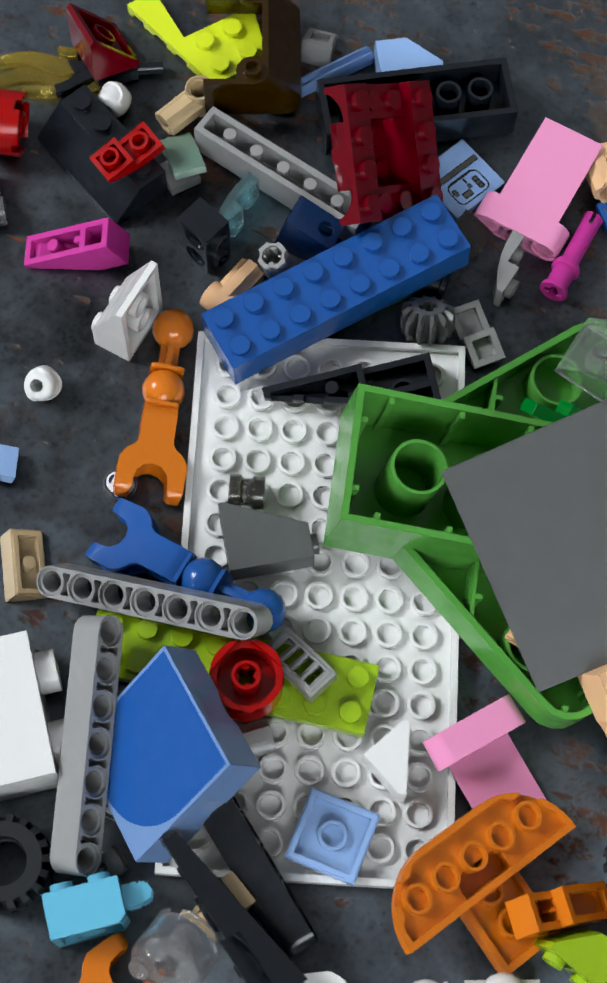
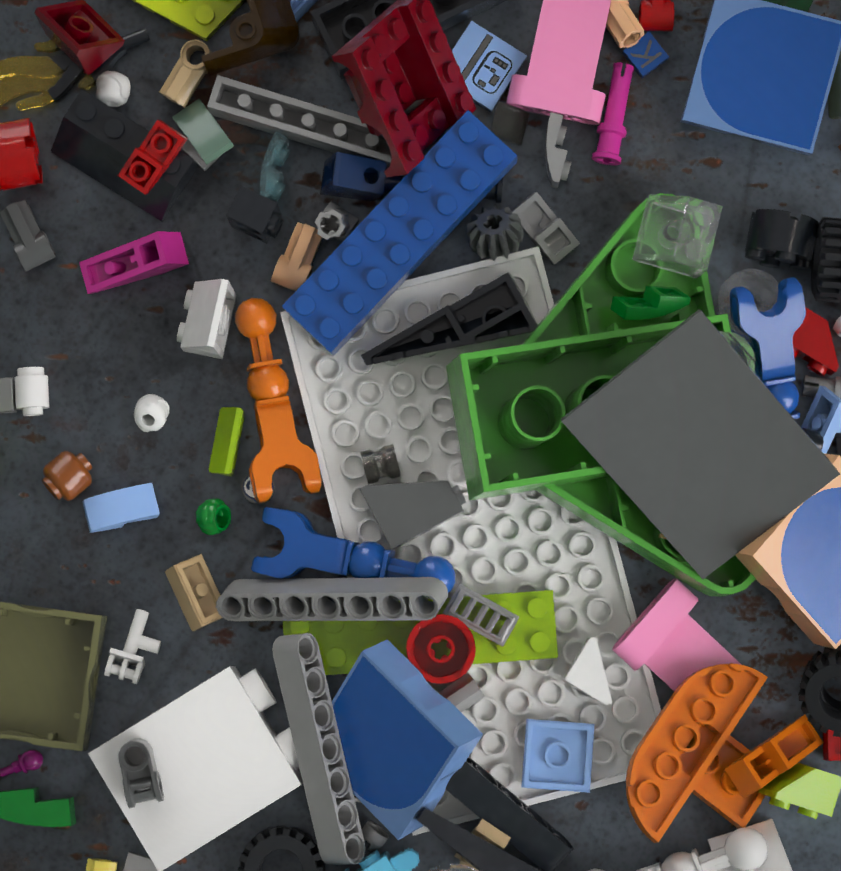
camera: 10 degrees left, 15 degrees up
(66, 496) = (213, 516): none -> green piece
(106, 433) = (227, 441): none -> lime slope

